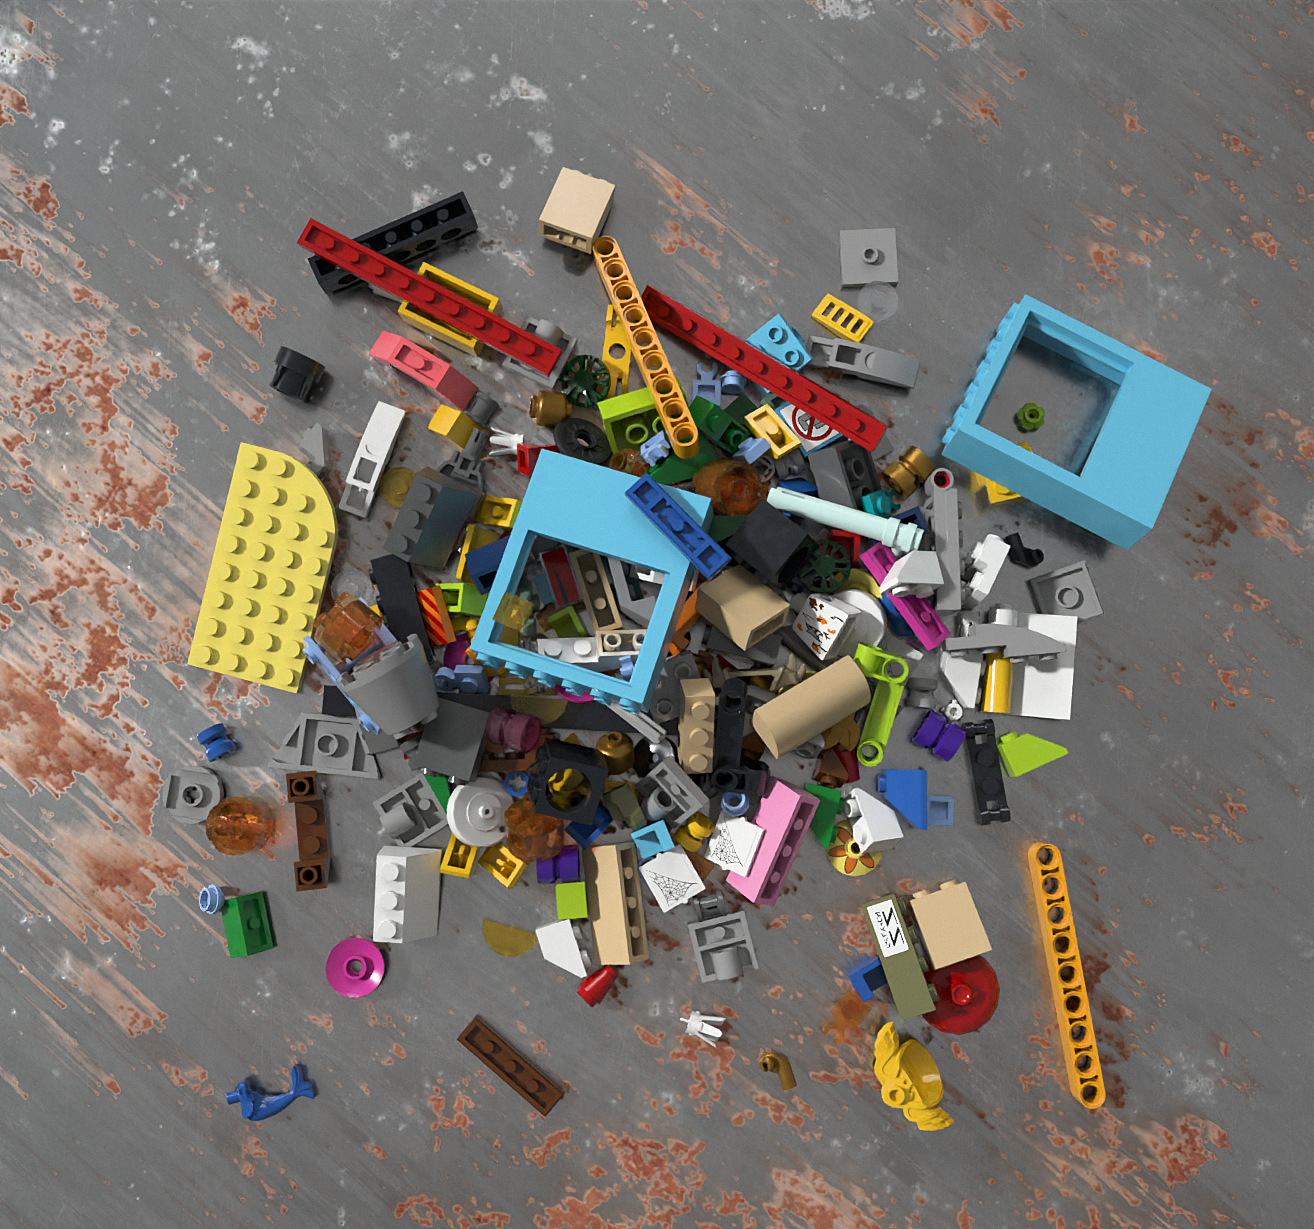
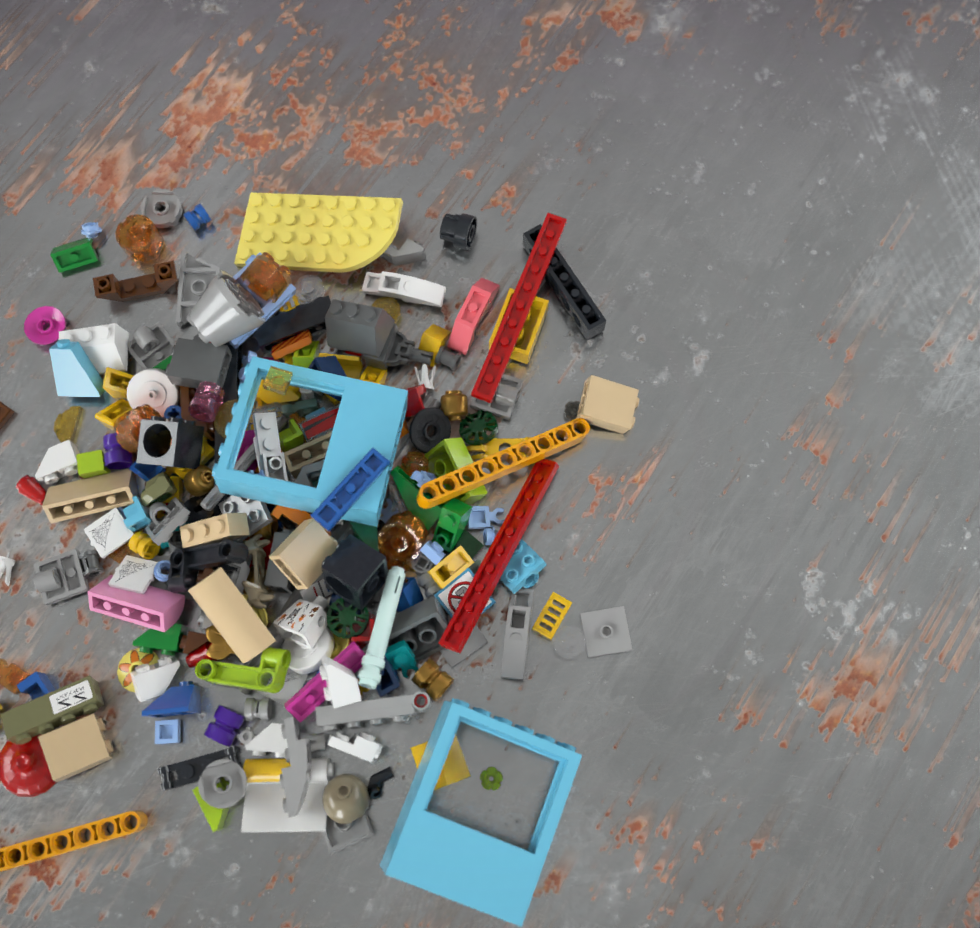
camera: 85 degrees right, 10 degrees down
(437, 919) = (74, 371): none -> slope
(1024, 721) = (211, 776): none -> light grey plate
(1042, 589) = (345, 798): none -> dark tan cylinder

